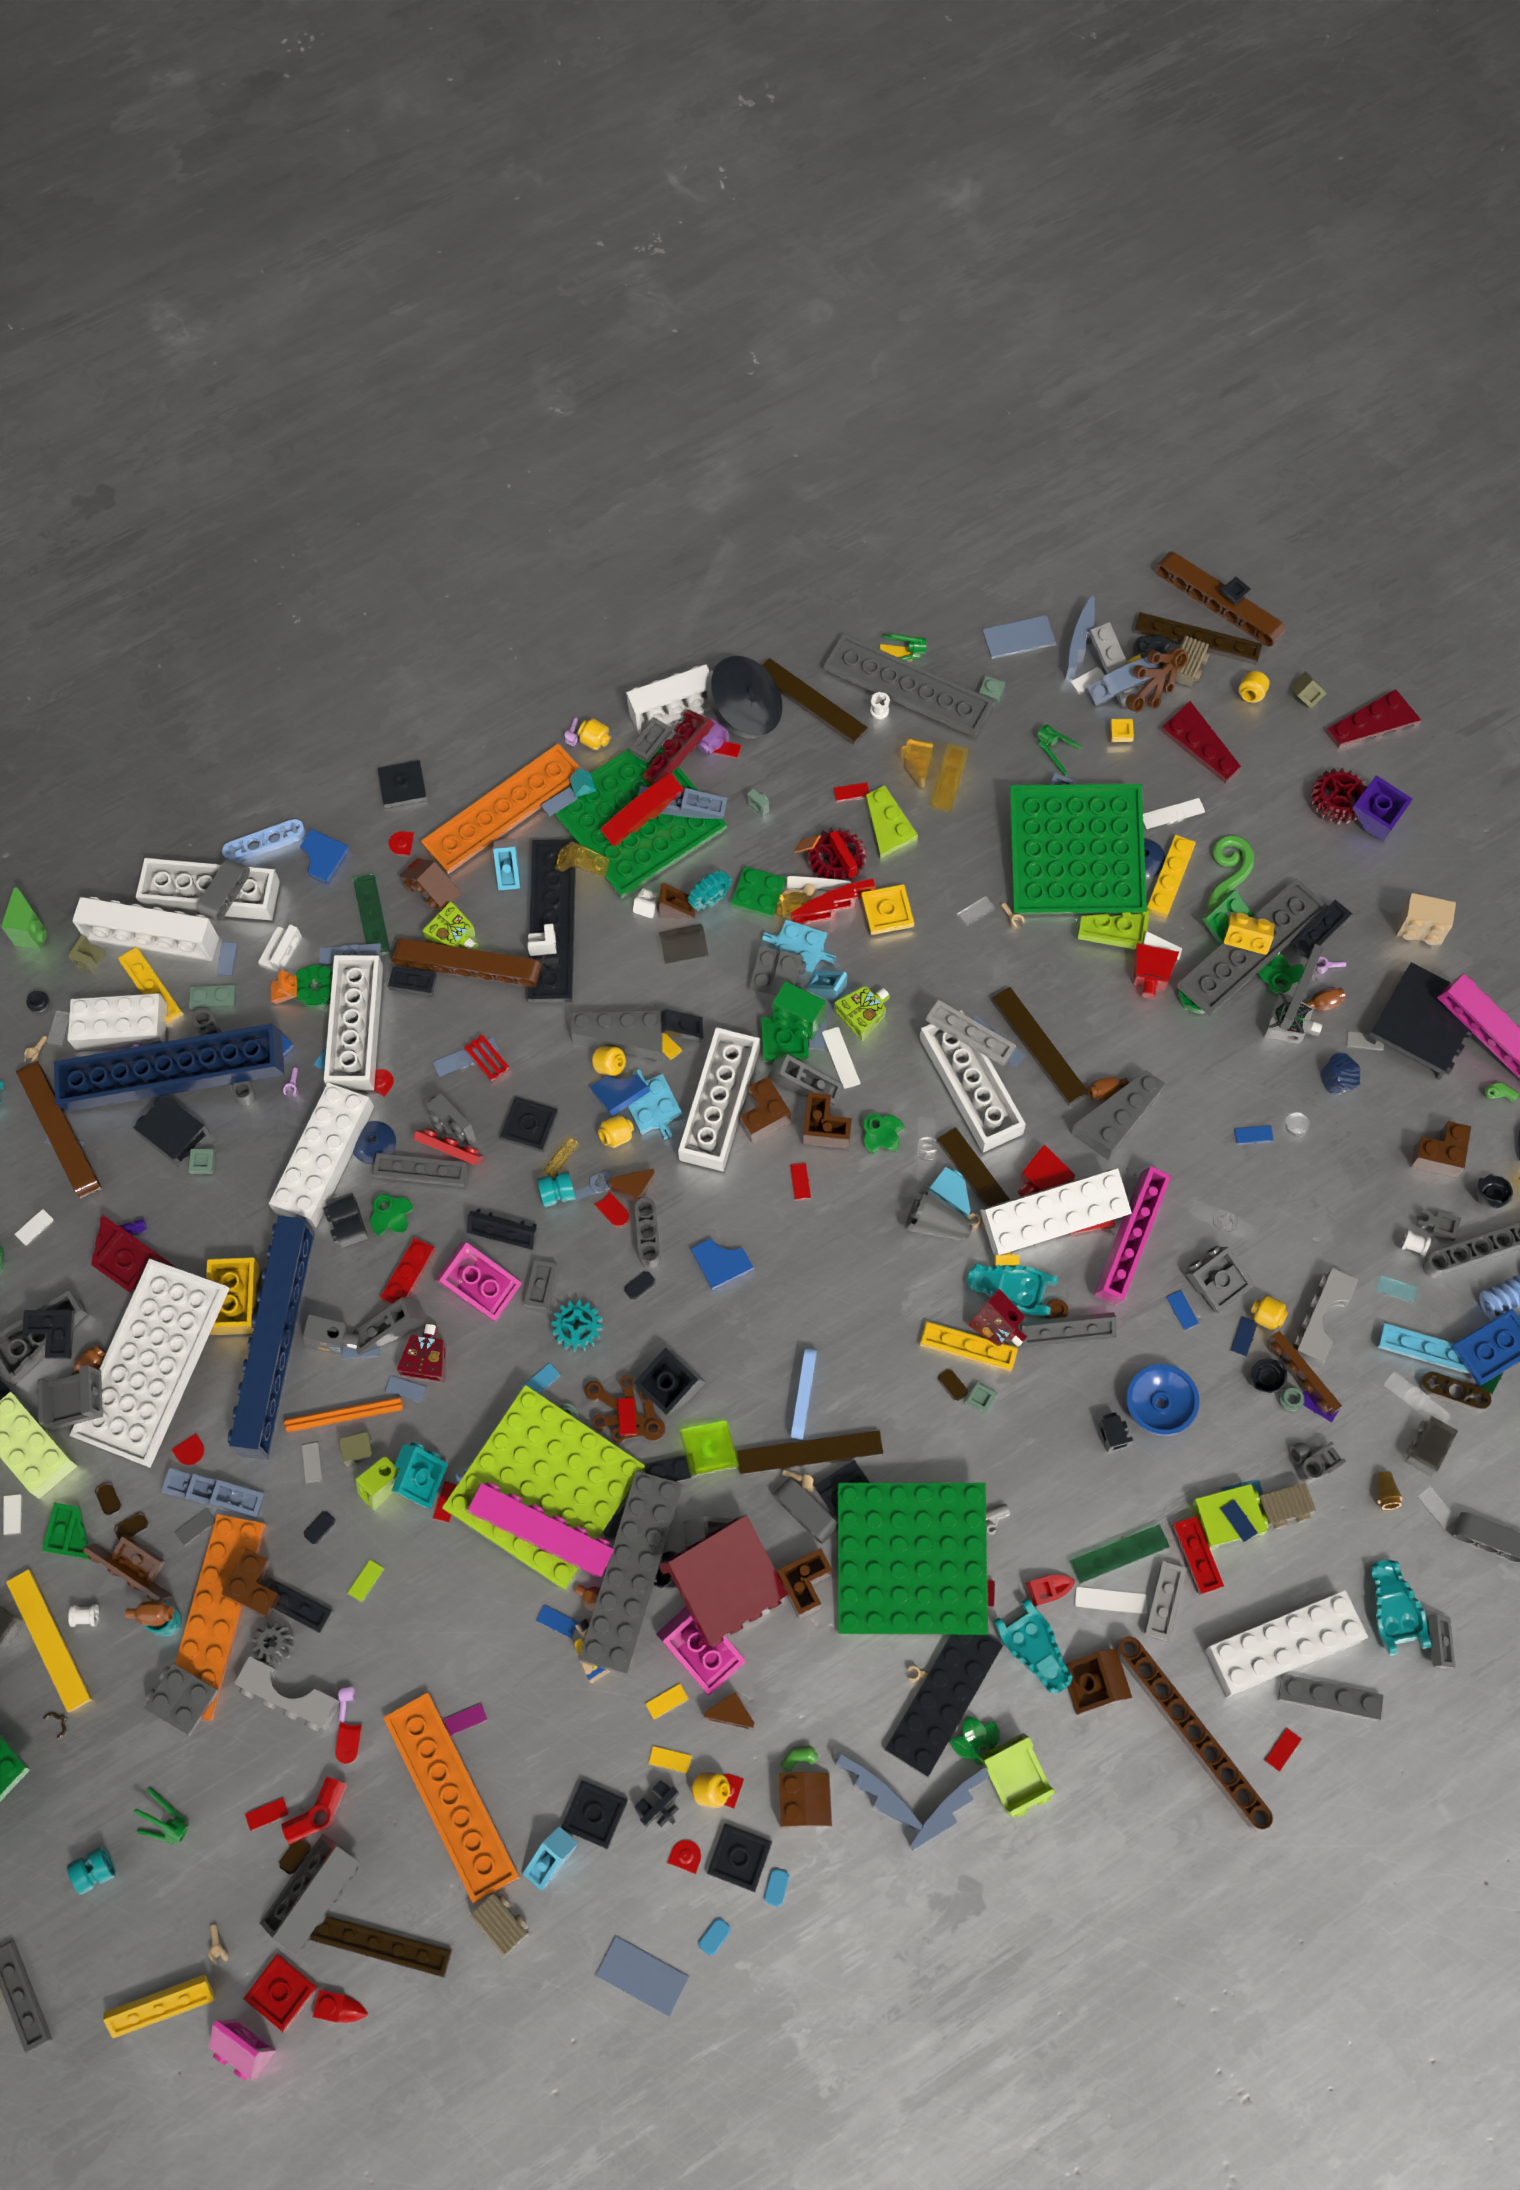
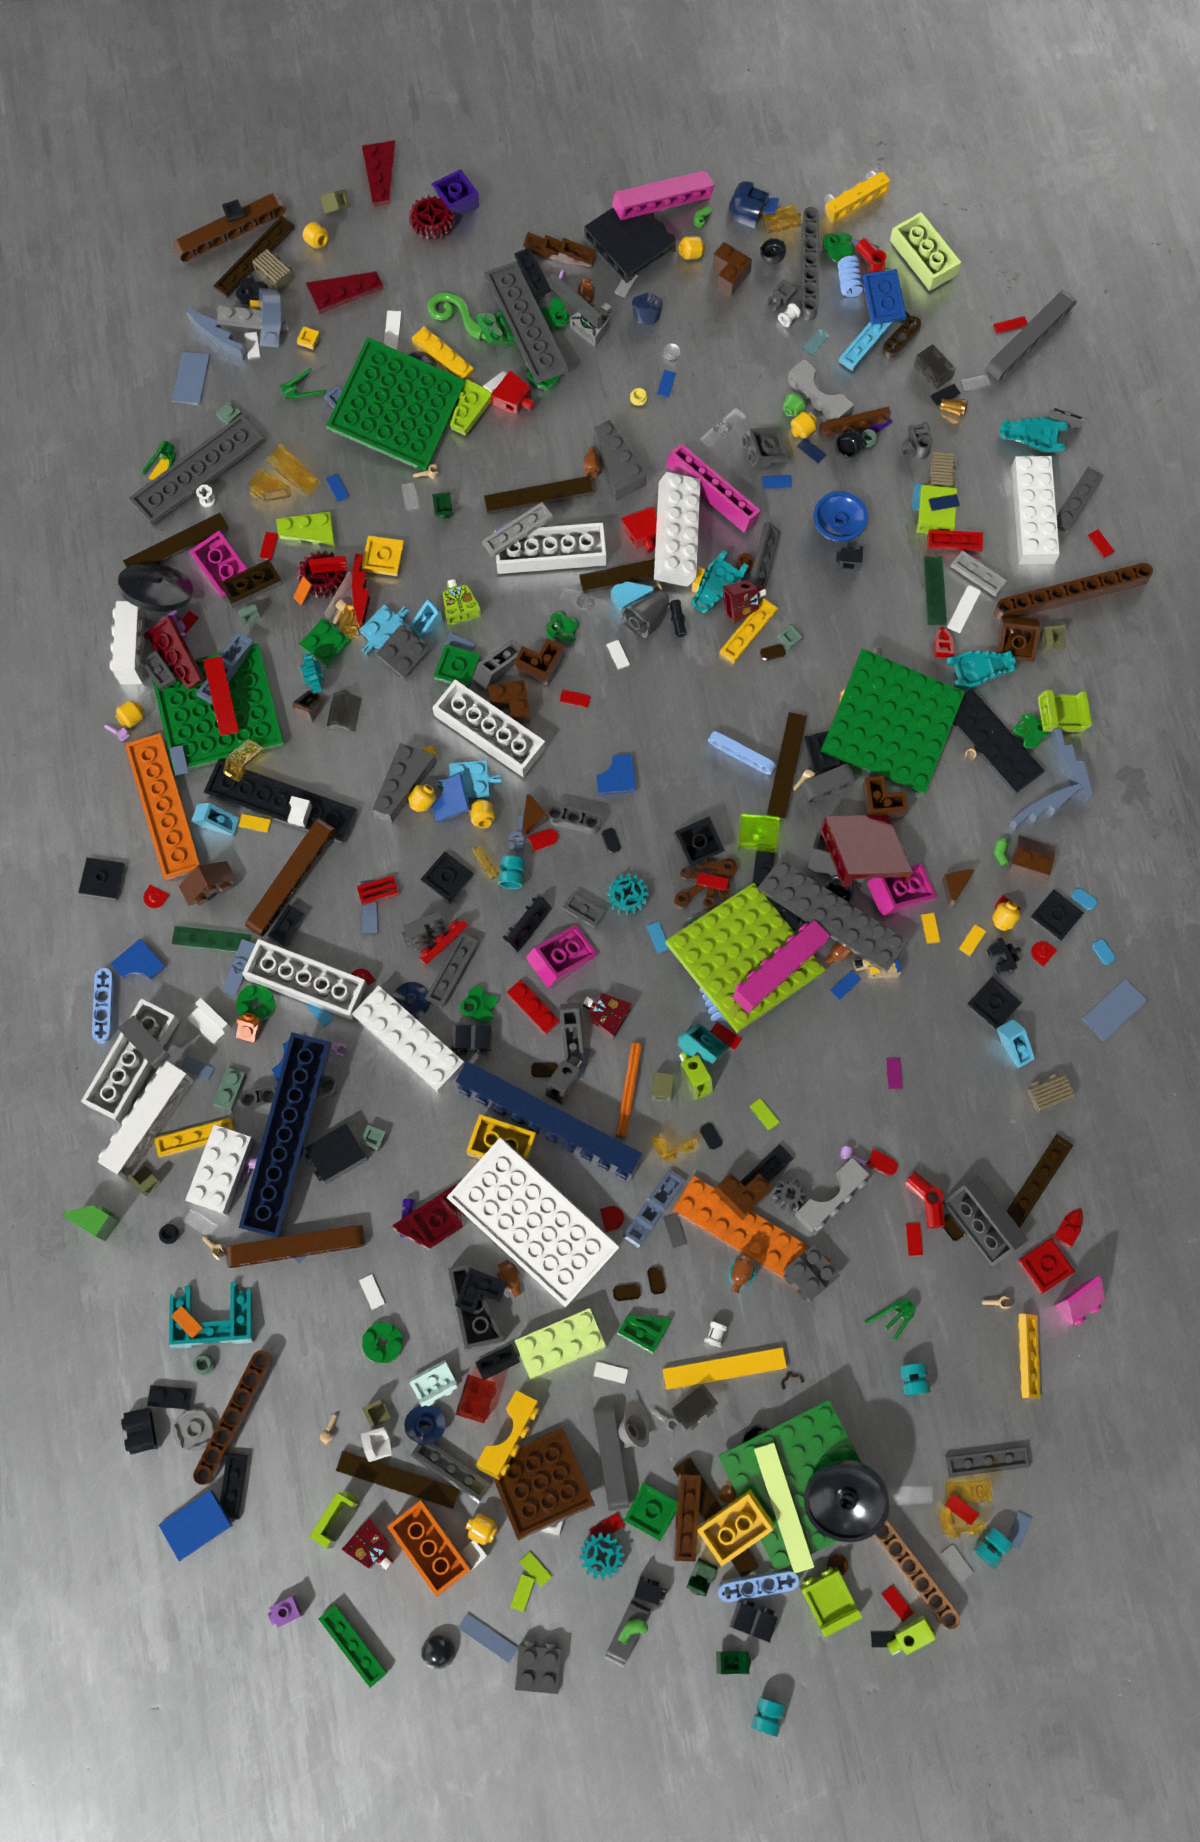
camera: 70 degrees left, 5 degrees up
(70, 1399) = (537, 1295): dark grey panel -> none
(133, 1564) = (690, 1283): reddish brown bracket -> none
(286, 1473) = (661, 1145): none -> clear yellow bracket
(312, 1462) = (657, 1126): light grey window -> none
(339, 1311) = (543, 1069): none -> dark brown piece
(405, 1389) = (625, 1038): sand blue window -> none
(451, 929) = (255, 880): lime torso -> none
(451, 1798) = (948, 1099): orange plate -> none
(521, 905) = (254, 822): none -> yellow window
(582, 783) = (171, 736): teal slope -> none
(646, 903) = (296, 727): white slope -> none
(682, 1025) = (416, 734): black plate -> none
(794, 789) = (251, 583): none -> dark brown slope
(798, 1011) = (446, 642): green brick -> none
(805, 750) = (217, 560): none -> dark pink slope
(841, 1057) = (488, 634): white sticker -> none
(875, 1208) = (618, 654): none -> white window
(947, 1258) = (678, 618): none -> black pin
(953, 832) = (337, 487): none -> blue window
(976, 947) = (442, 505): none -> dark green bracket
(1117, 1729) = (1053, 637): none -> olive panel
(1175, 659) = (283, 291): reddish brown plant -> none
(1218, 1109) = (638, 396): none -> light yellow plate
(1249, 933) = (517, 317): yellow bracket -> none
(1292, 1291) = (793, 404): none -> bright green cone
(1369, 948) = (562, 251): none -> reddish brown slope
(1402, 1475) = (946, 393): none -> black window
(1415, 1398) = (896, 363): clear piece -> none
(1426, 919) = (556, 202): tan brick -> none
(1449, 1095) = (691, 247): none -> yellow head

